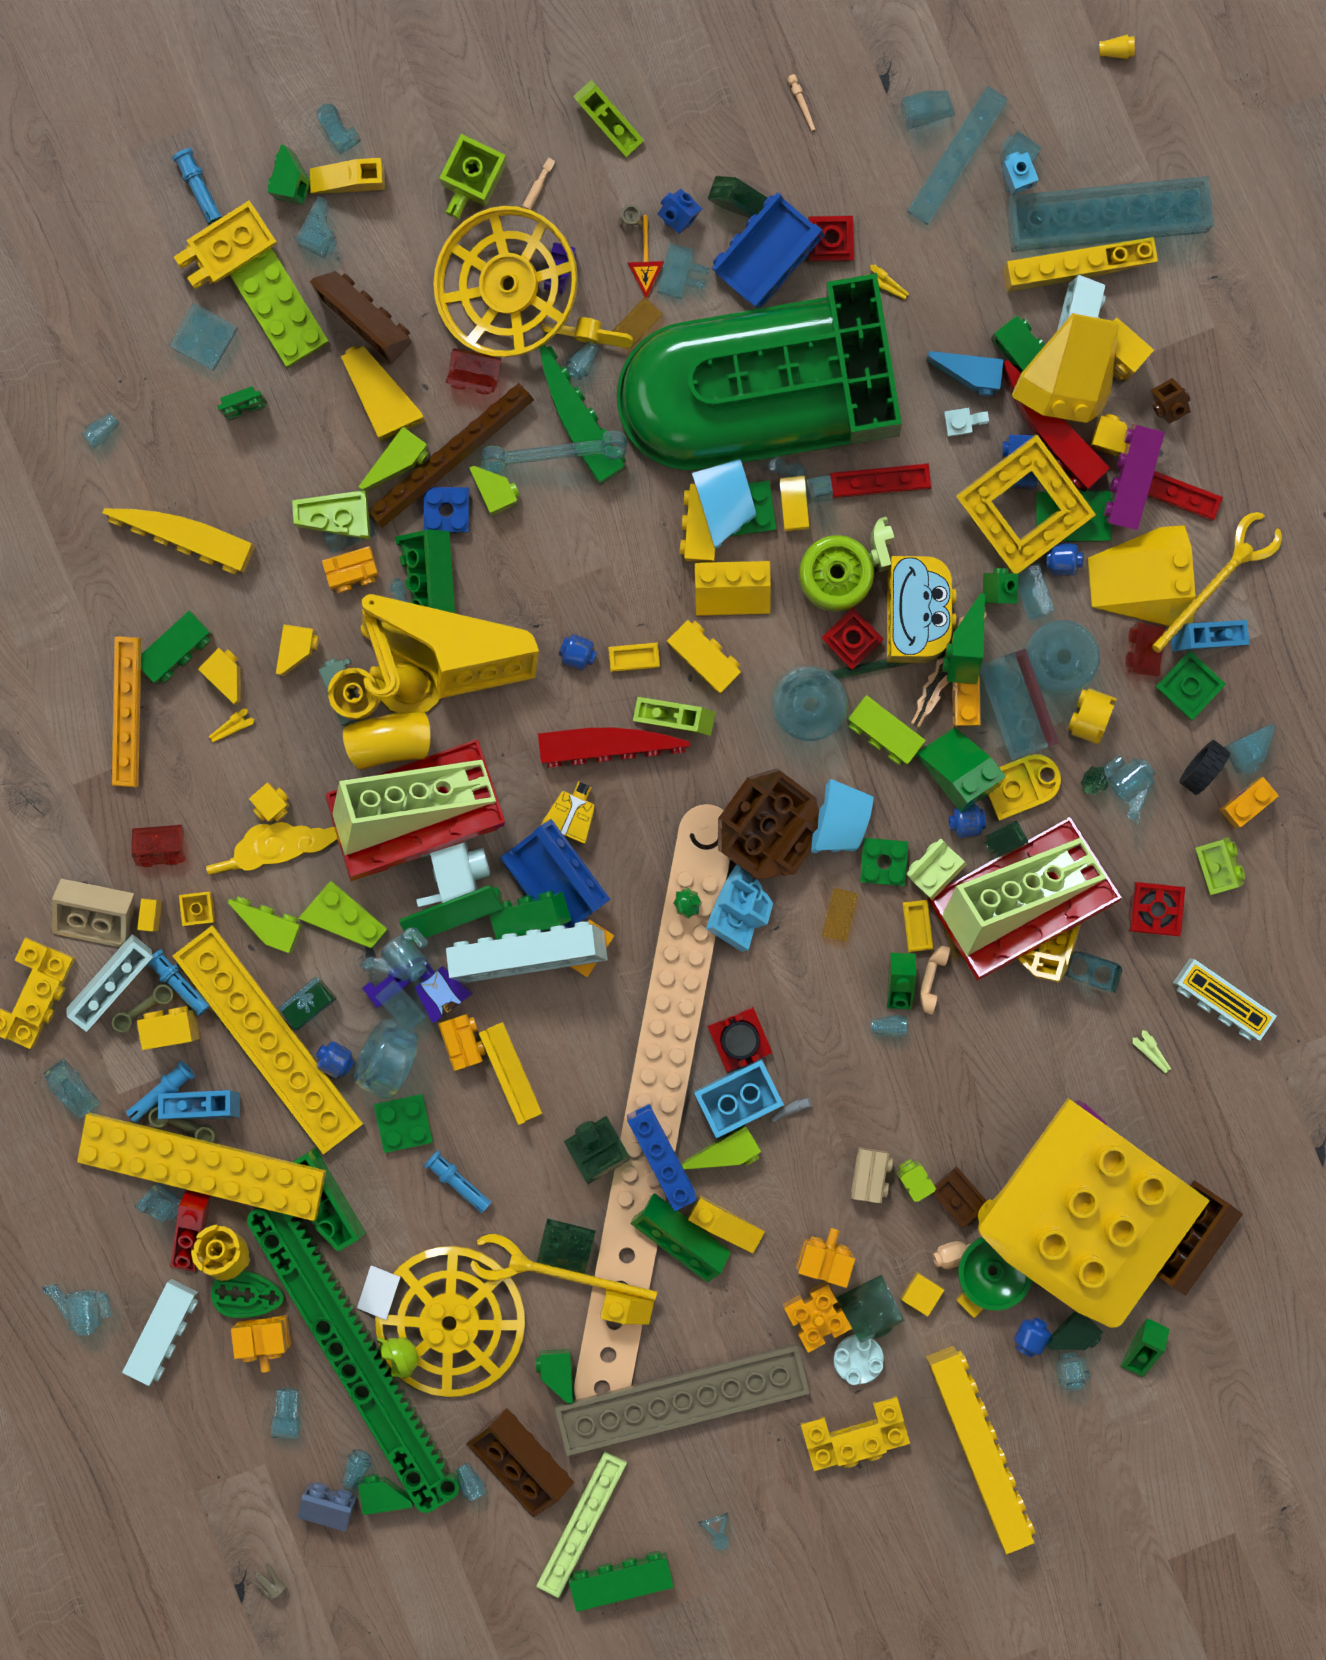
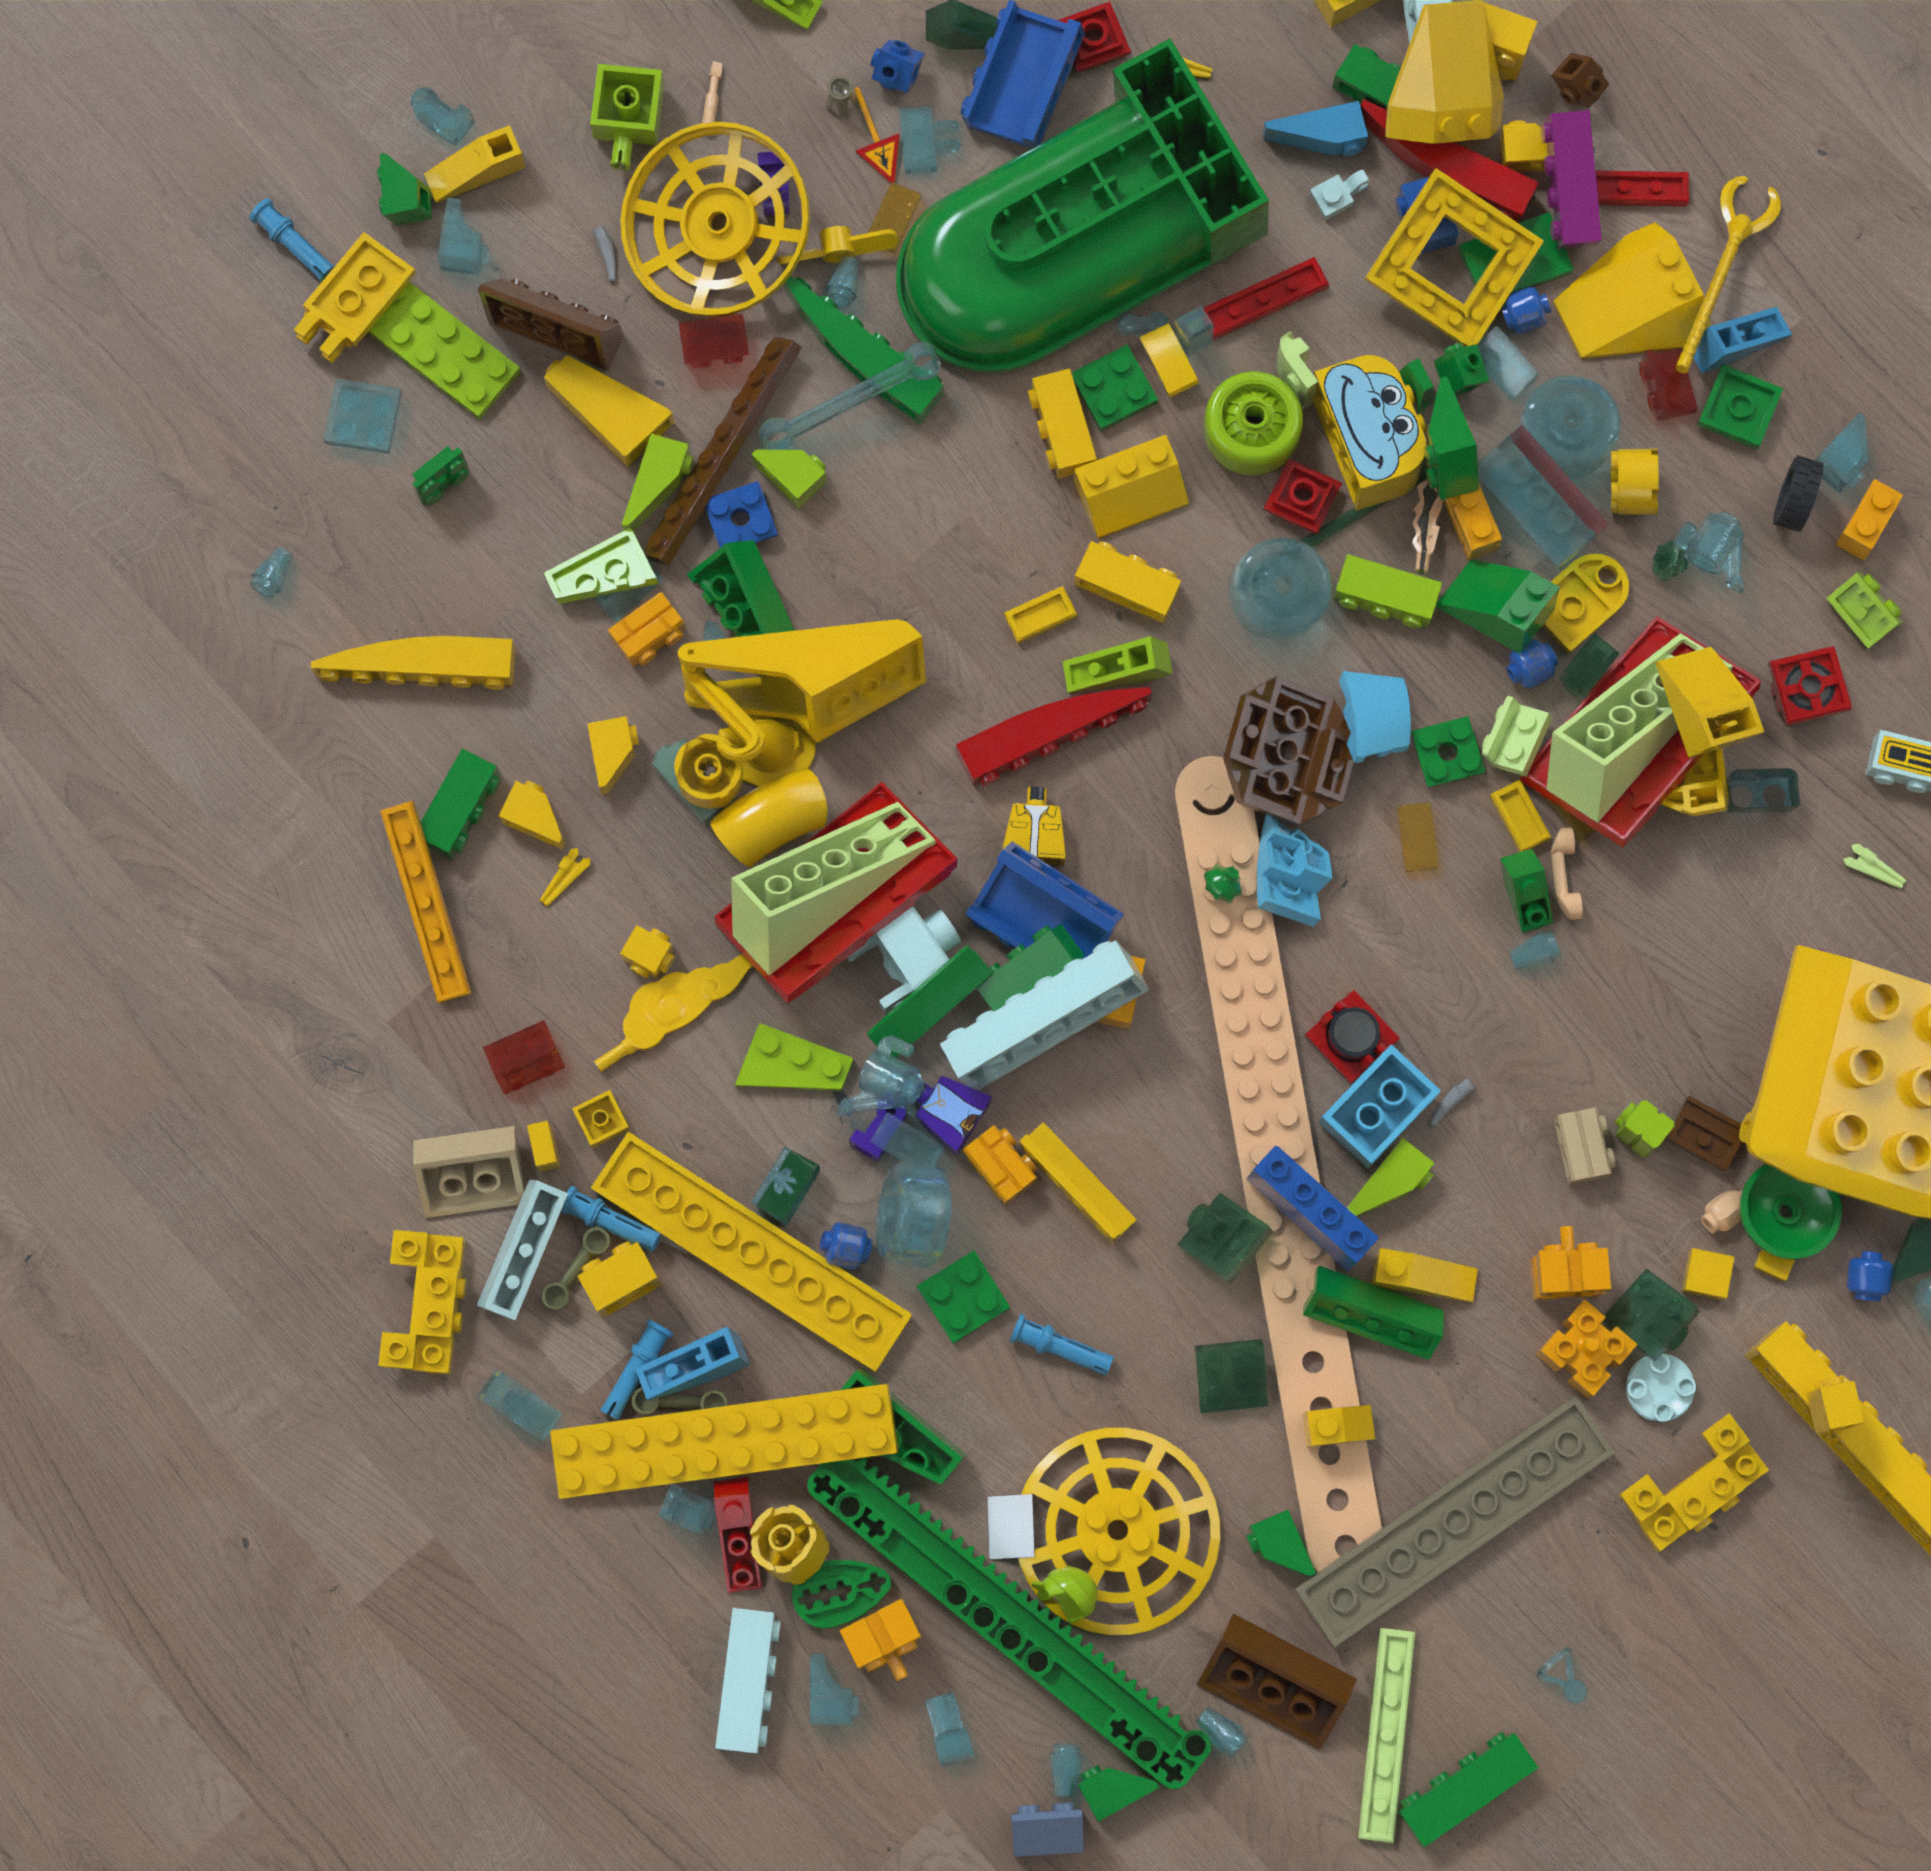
camera: 15 degrees left, 10 degrees down
(80, 1308) = (632, 1687): clear light blue piece -> none
(212, 1366) = (829, 1701): none -> clear light blue arch
(270, 928) = (705, 1108): lime slope -> none
(422, 270) = (606, 248): none -> light grey helmet
(520, 1263) = (1180, 1420): yellow piece -> none
(577, 652) = (967, 631): blue head -> none
(724, 499) = (1082, 380): medium azure slope -> none
(965, 1429) = (1834, 1405): none -> yellow brick
(967, 589) = (1420, 383): none -> green slope
(1075, 903) = (1708, 702): none -> yellow slope

